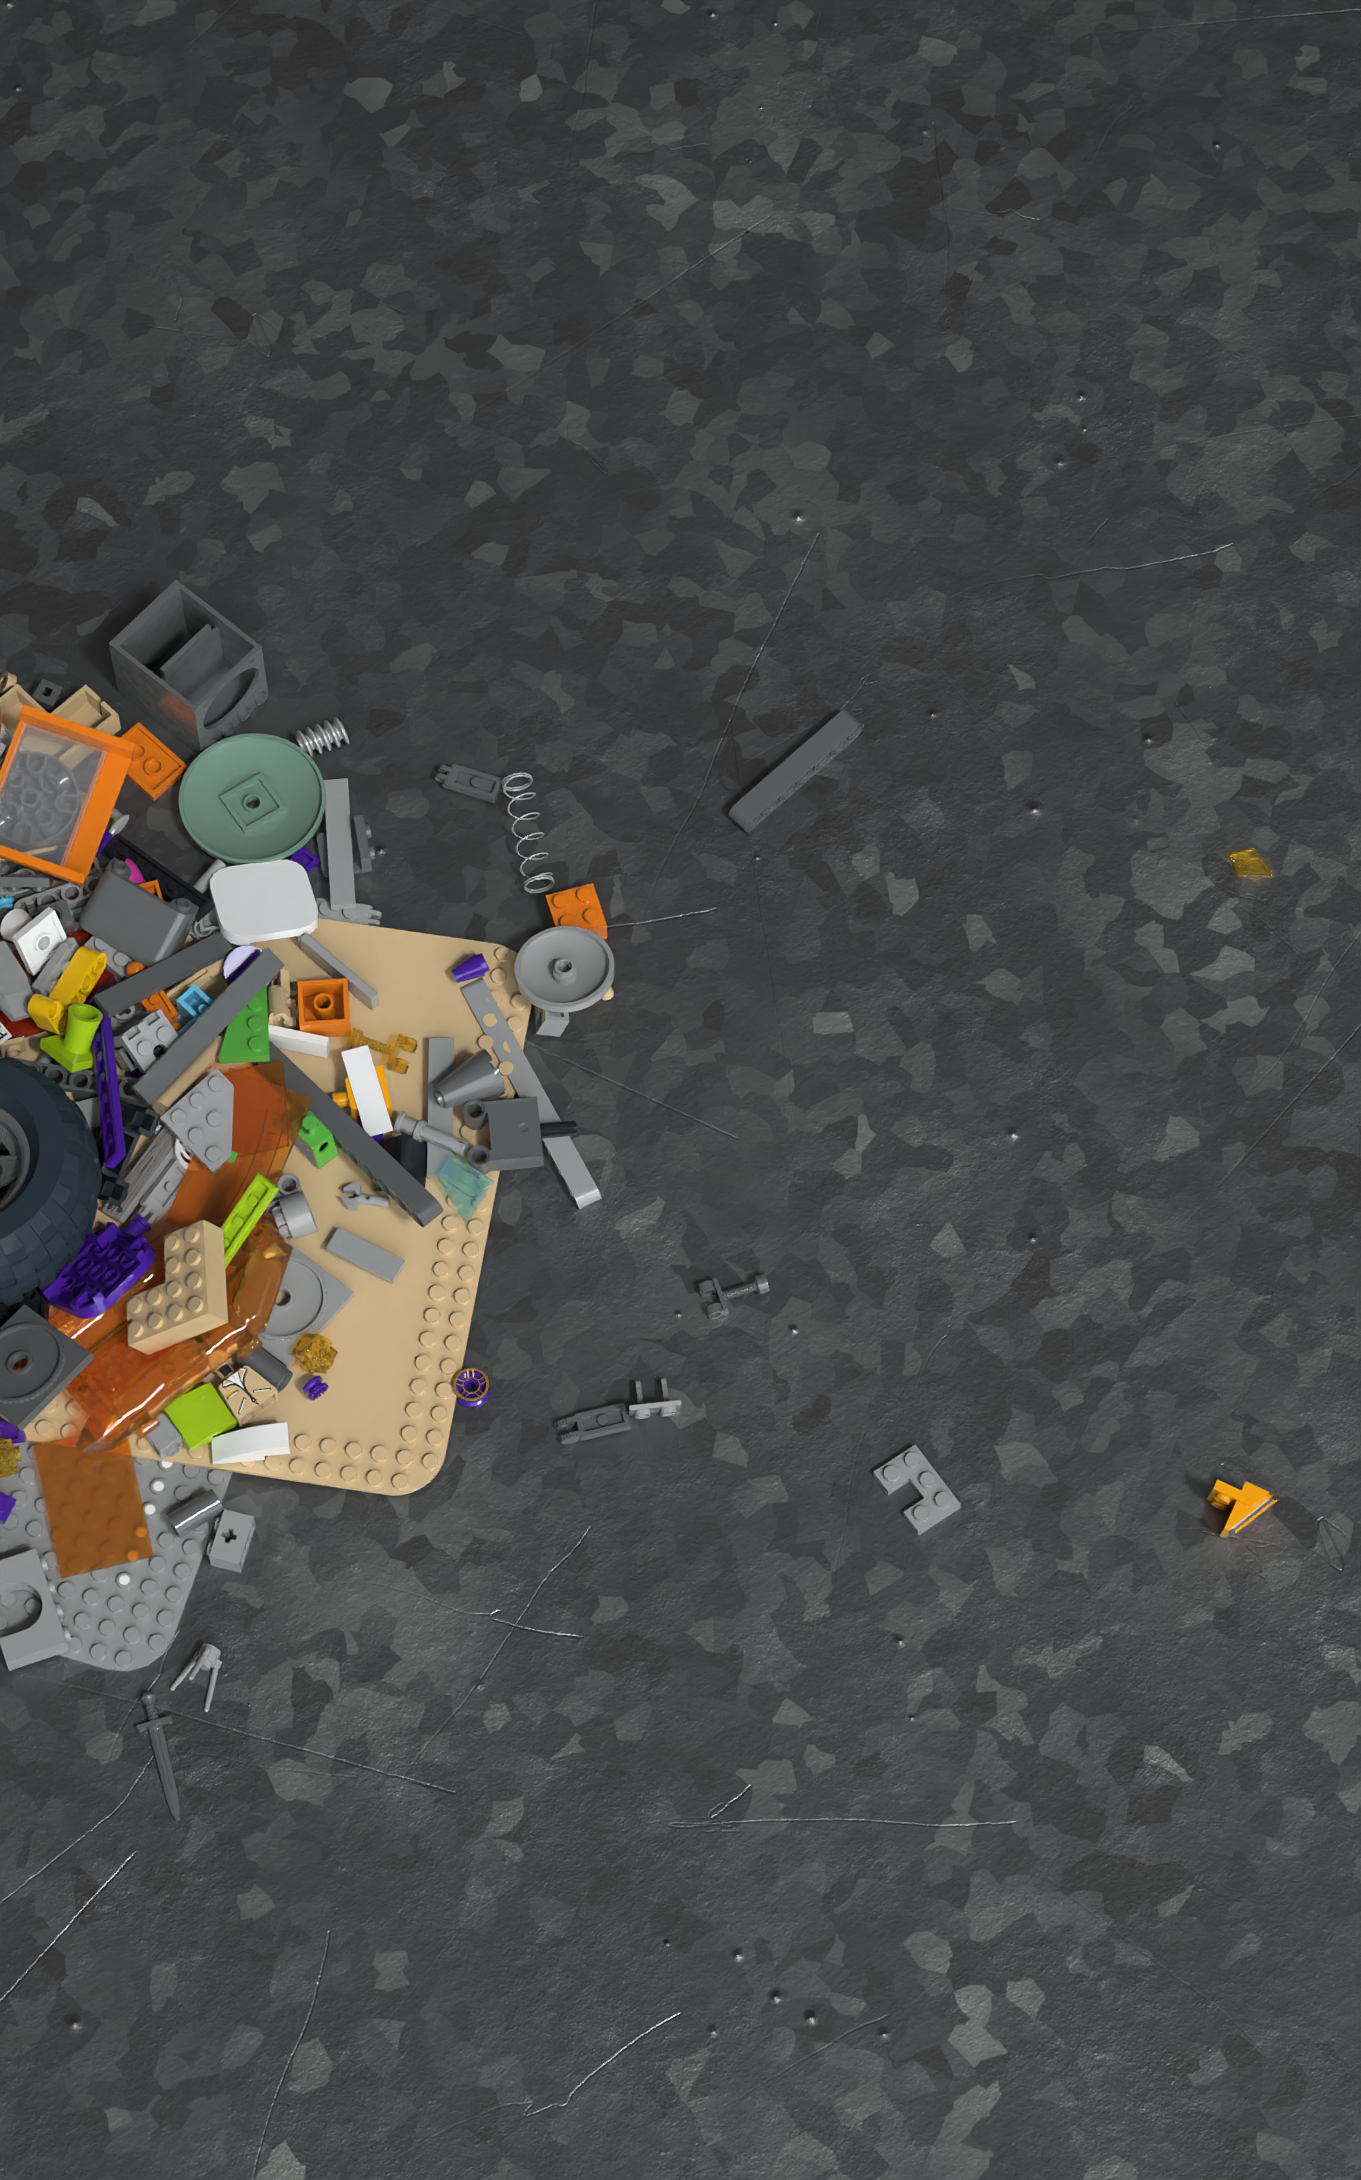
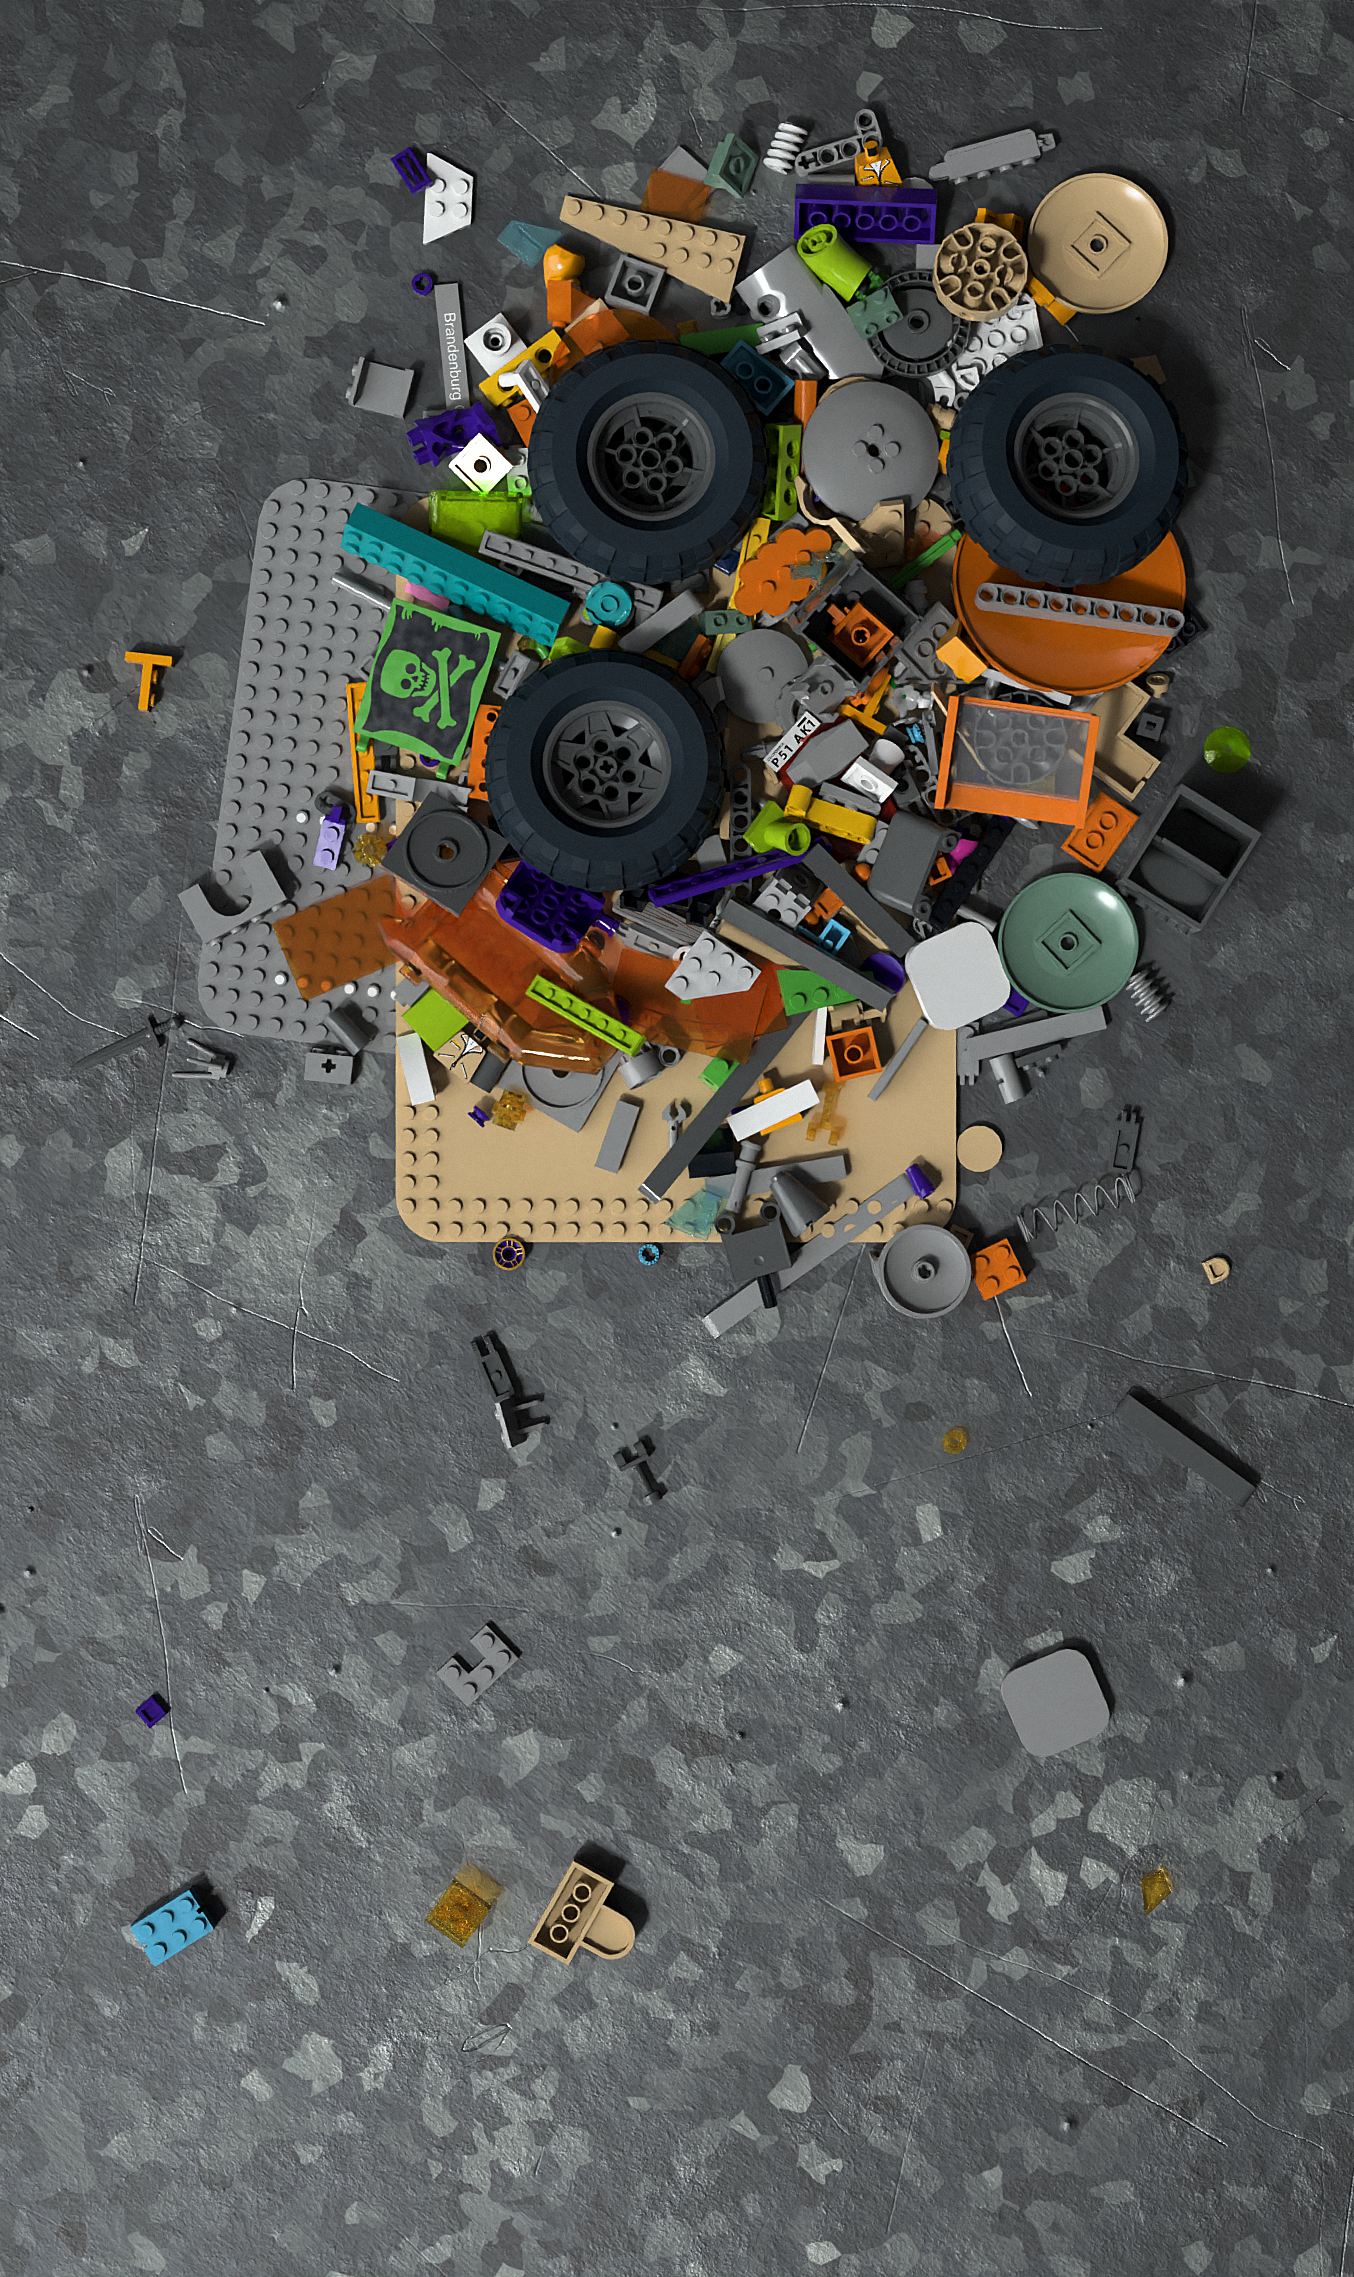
camera: 85 degrees right, 25 degrees up
(91, 644) = (1215, 754): none -> clear neon green dish
(193, 1292) = (530, 996): tan piece -> none
(380, 877) = (1008, 1078): none -> light grey pin
(448, 916) = (978, 1148): none -> tan tile
(502, 1257) = (643, 1258): none -> medium azure bush
(615, 718) = (1216, 1269): none -> tan tile
(748, 978) = (961, 1442): none -> clear yellow plate
(917, 1843) = (151, 1711): none -> dark purple tile
(1039, 926) = (1055, 1702): none -> light grey tile
(1163, 1852) = (173, 1926): none -> medium azure piece
(1187, 1544) = (458, 1913): none -> clear yellow brick
(1206, 1418) = (580, 1917): none -> tan brick
(1243, 1504) = (500, 1957): light orange piece -> none

